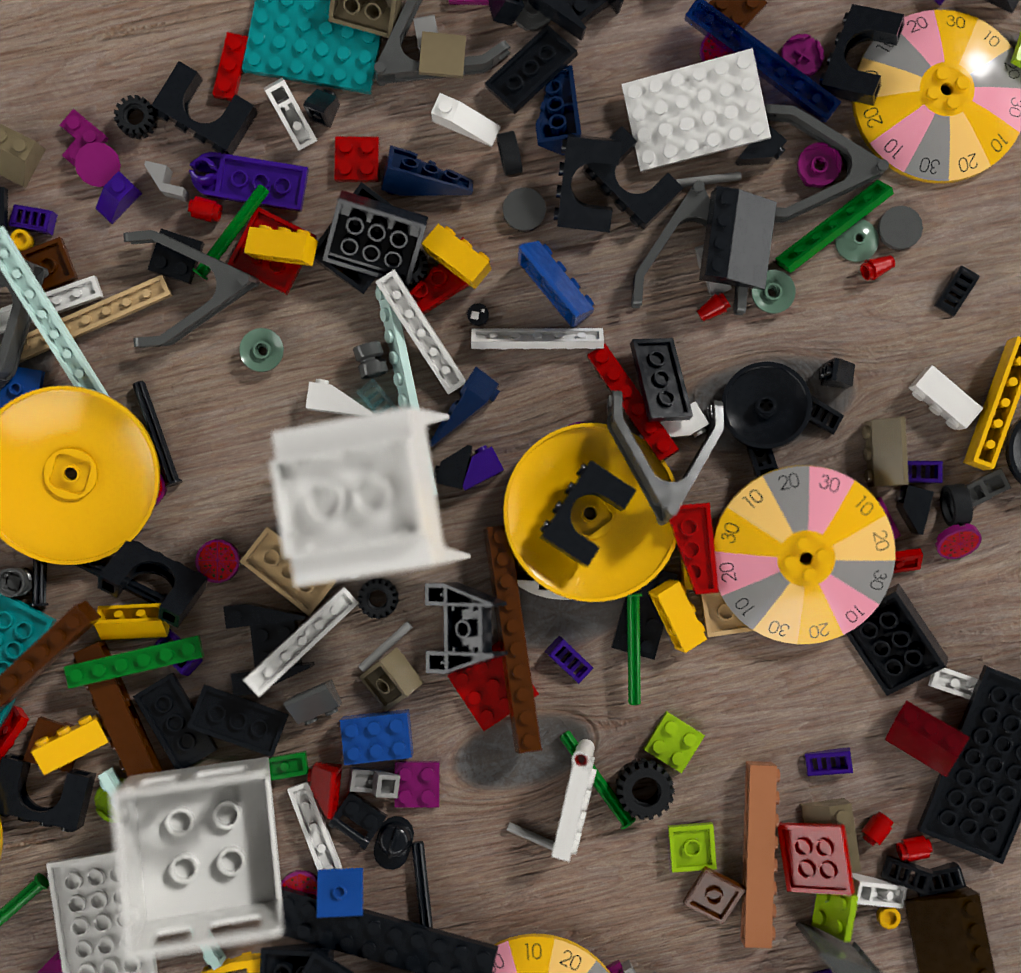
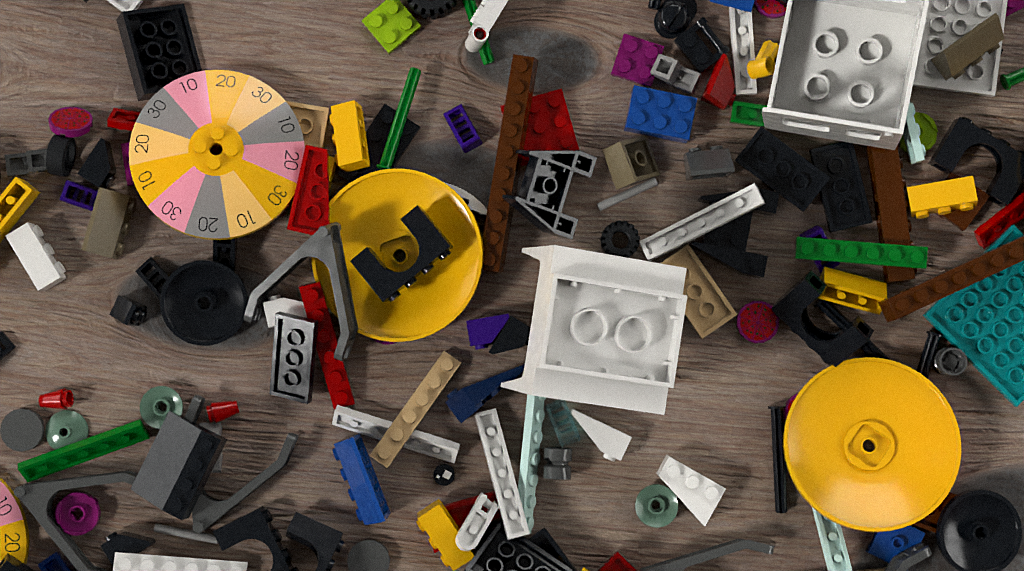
camera: 160 degrees left, 0 degrees up
(83, 904) = (969, 48): none -> dark tan slope
(230, 377) = (692, 488): none -> white wedge
(288, 822) = (764, 62): none -> yellow piece
(430, 275) = (476, 523): none -> white plate
(525, 367) = (415, 410): none -> tan plate

